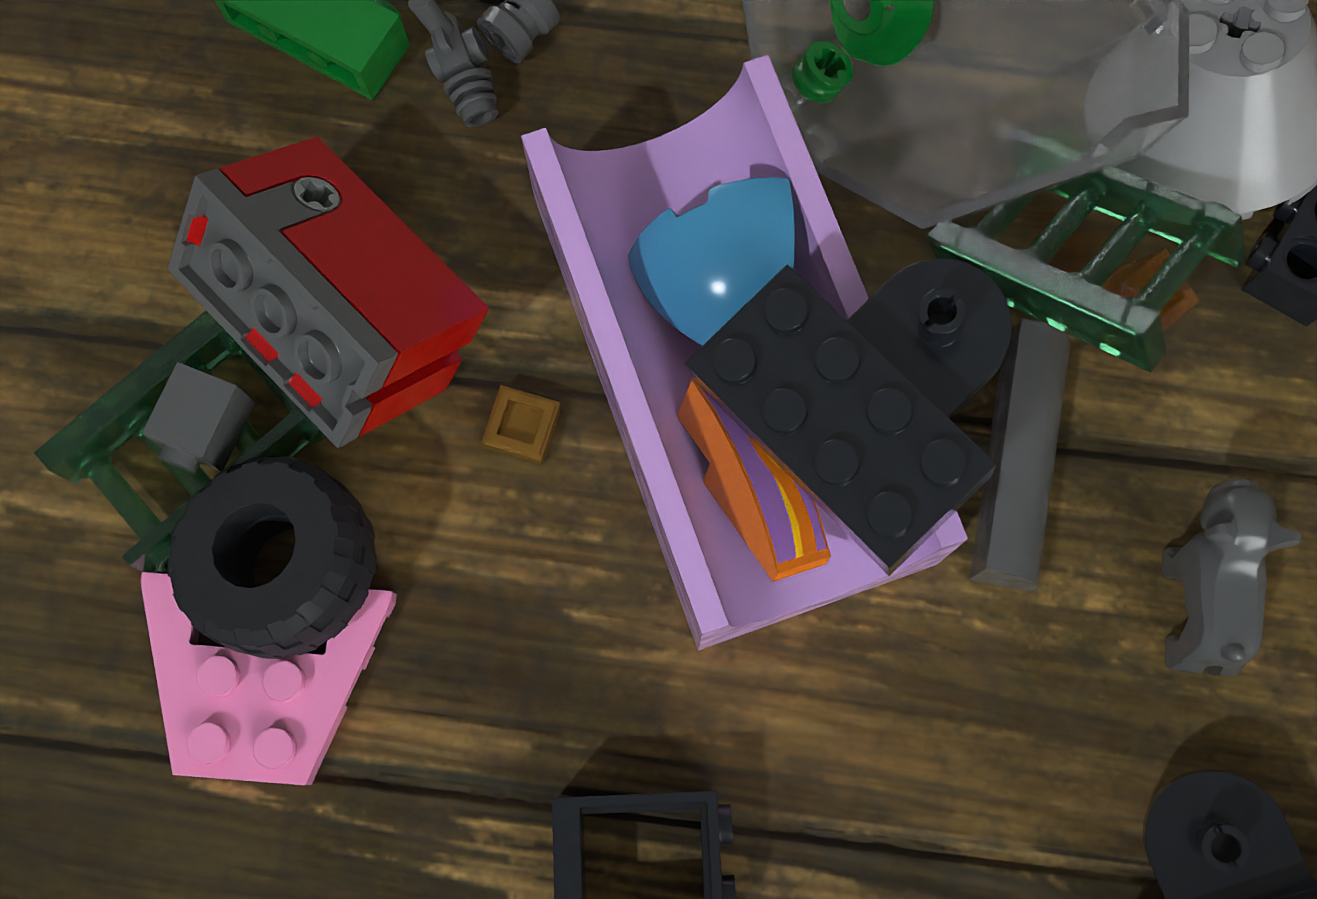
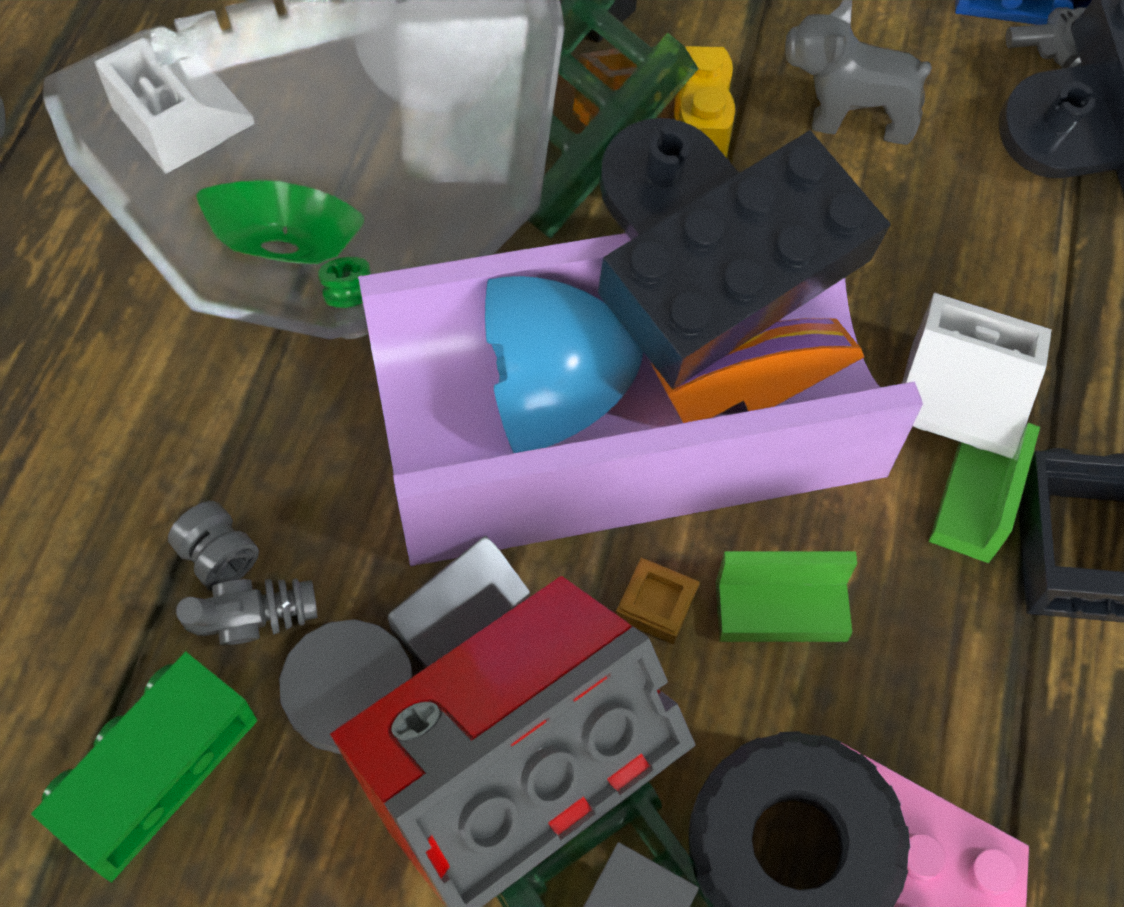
camera: 85 degrees left, 15 degrees down
(408, 160) = (338, 676): none -> dark grey tile
(490, 244) = (457, 603): none -> slope
(528, 544) = (784, 596): none -> bright green panel
(682, 743) = (982, 498): none -> bright green panel
(809, 723) = (976, 373): none -> white slope
(1144, 408) = (706, 96): none -> yellow brick

